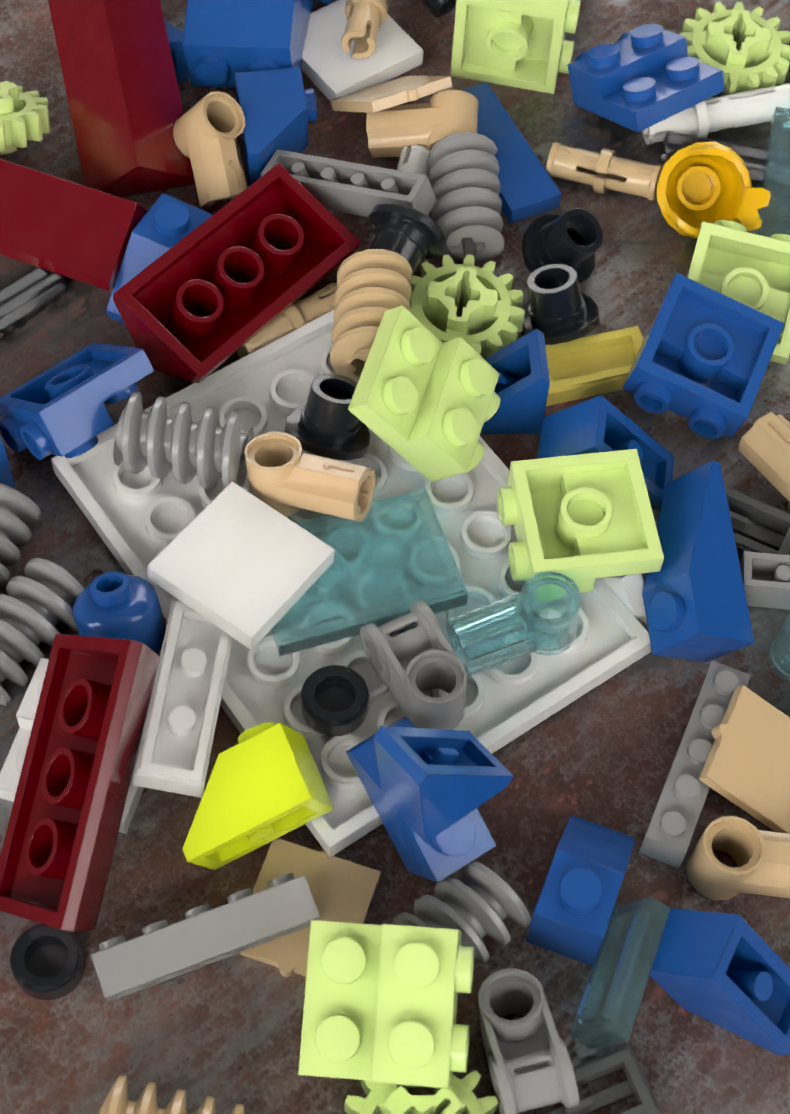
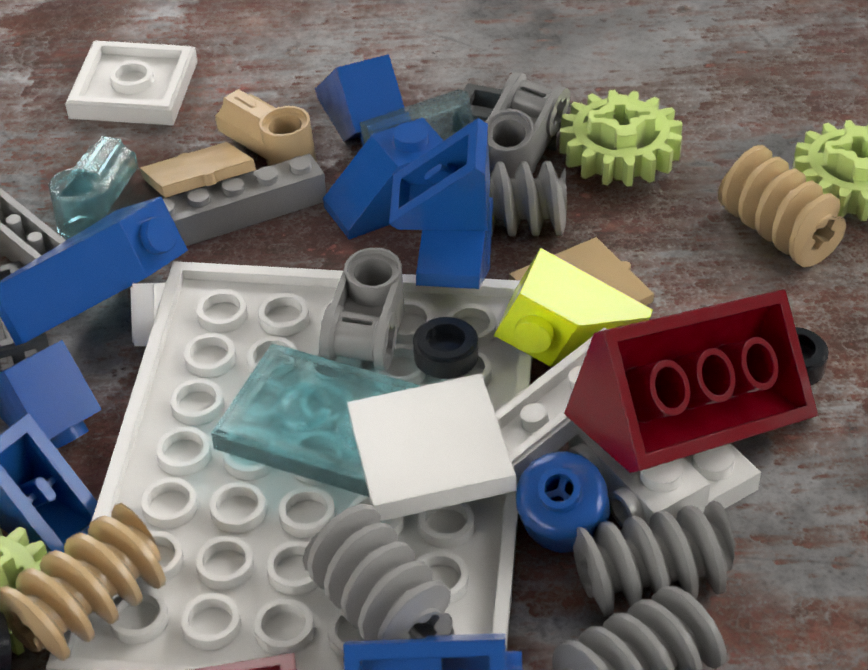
camera: 135 degrees left, 15 degrees down
(204, 936) = (661, 286): light grey piece -> none
(298, 481) = (303, 464): tan piece -> none
(325, 422) = (229, 528): black piece -> none
(385, 1003) = (591, 149): yellowish green plate -> none
(426, 396) = (146, 455): yellowish green plate -> none
(512, 627) = (248, 292): clear light blue piece -> none
(580, 517) = (139, 320): yellowish green plate -> none

